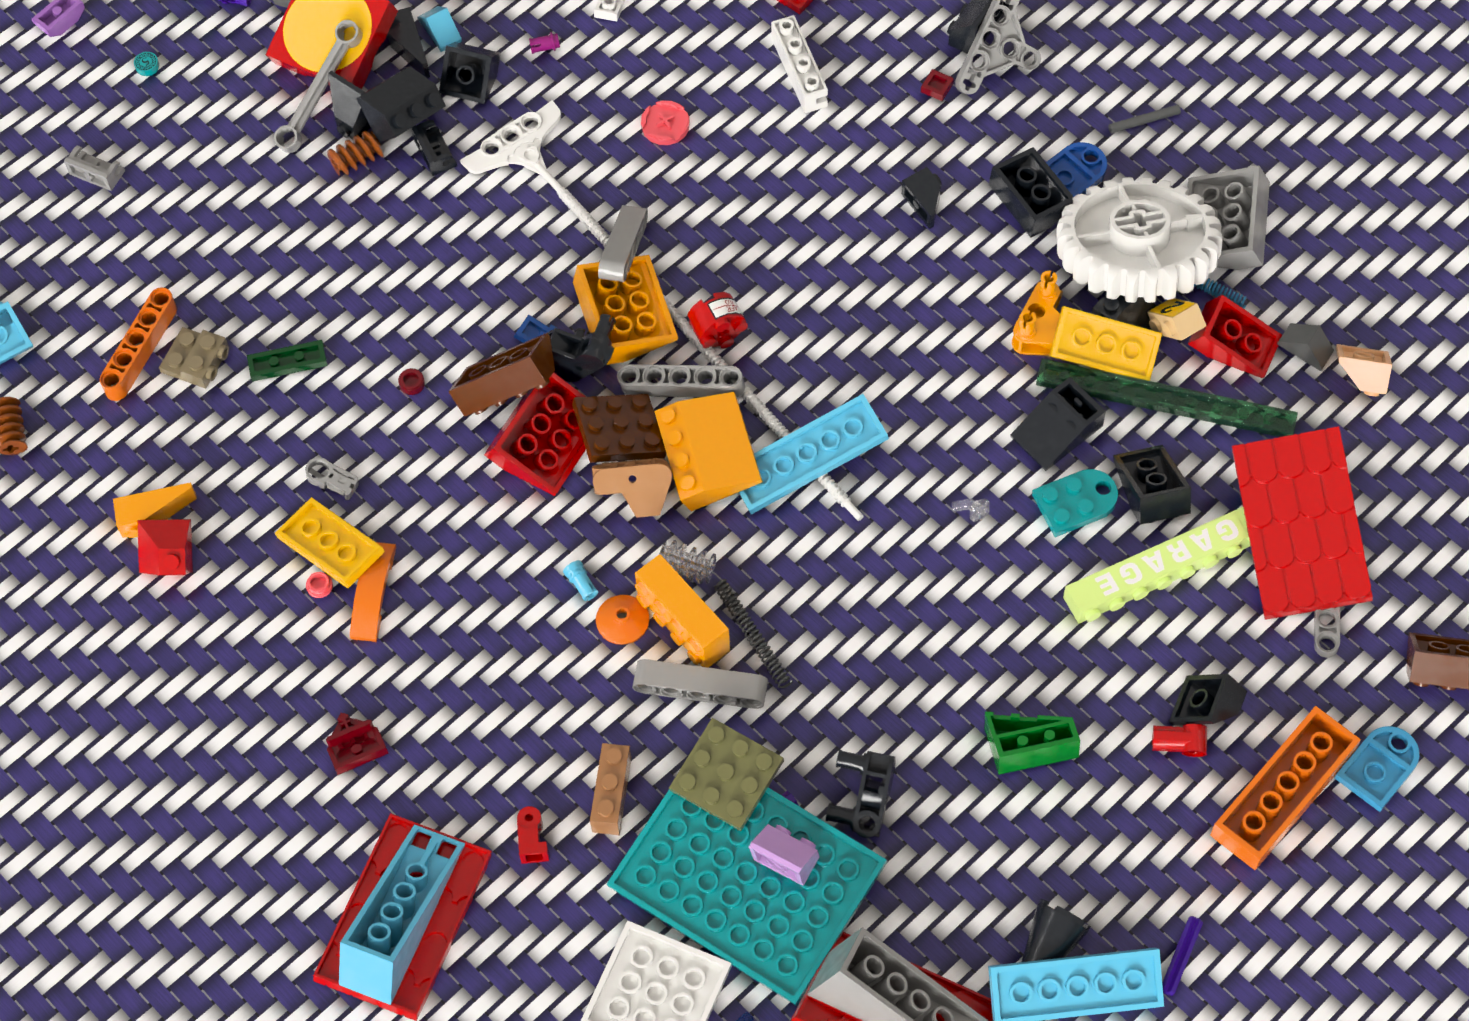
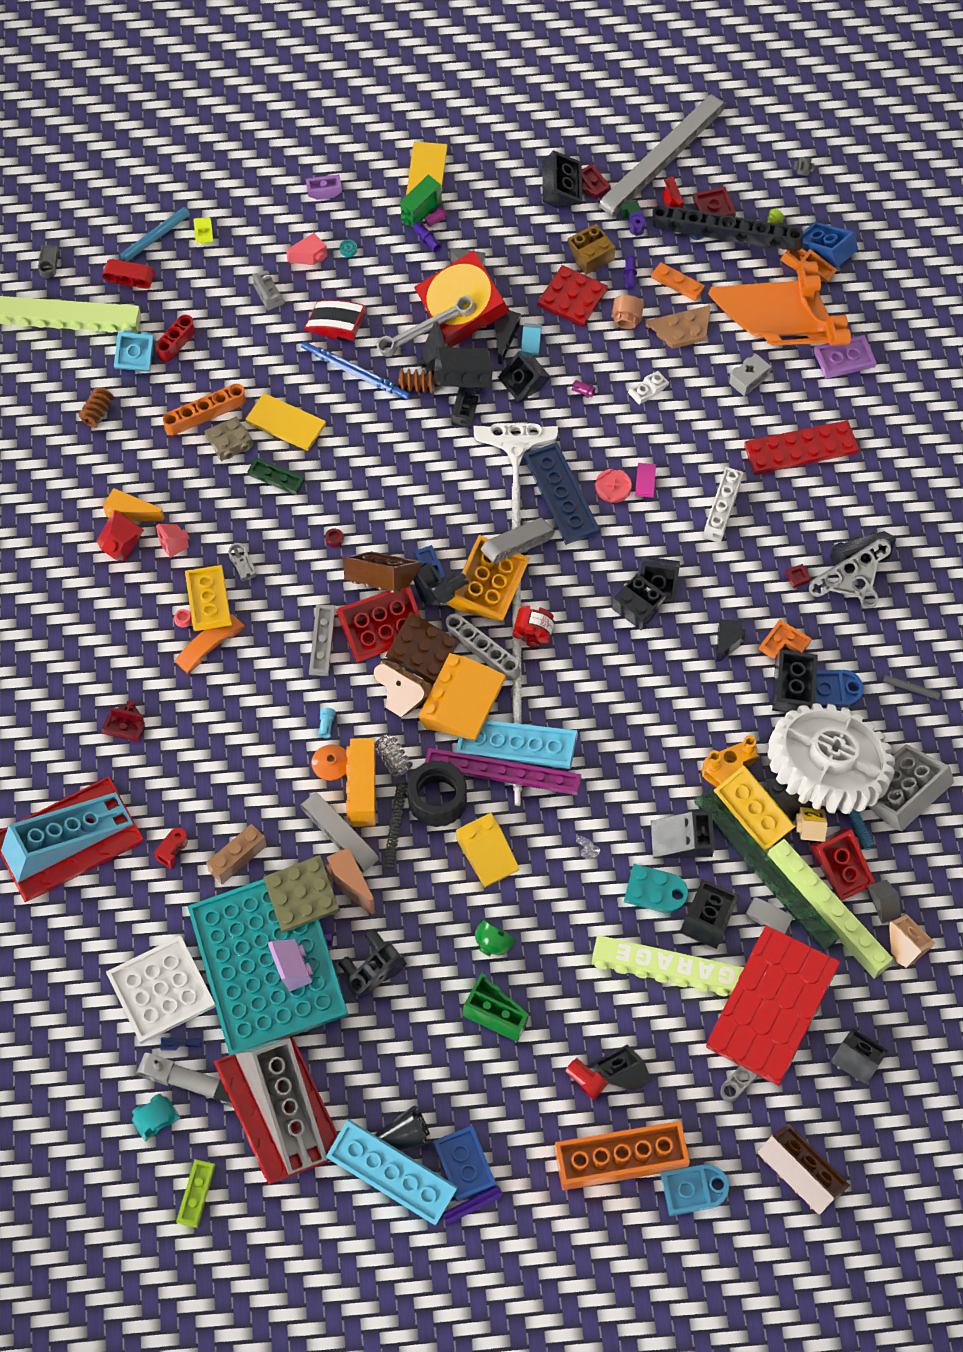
camera: 35 degrees right, 0 degrees up
(32, 299) = (175, 338): none -> red beam
(104, 95) = (307, 251): none -> coral slope
(202, 147) = (336, 319): none -> slope
(231, 508) = (172, 538): none -> coral slope
(243, 296) = (285, 422): none -> yellow tile
(273, 188) = (355, 370): none -> axle
(498, 497) = (322, 640): none -> light grey plate
(618, 166) = (561, 493): none -> dark blue plate
(695, 92) = (645, 480): none -> dark pink slope
(765, 721) = (349, 880): none -> nougat slope
(771, 537) = (437, 772): none -> black tyre
(800, 184) = (661, 574): none -> black slope
(801, 221) = (638, 601): none -> black slope
(817, 493) = (509, 772): none -> magenta plate
(872, 586) = (487, 850): none -> yellow slope
(962, 671) = (493, 939): none -> green cylinder
(977, 154) = (782, 636): none -> orange plate
(1136, 919) = (464, 1163): none -> blue plate
(1209, 441) = (768, 914): none -> light grey slope
(1308, 398) = (833, 911): none -> yellowish green brick
(1419, 514) = (859, 1056): none -> black slope

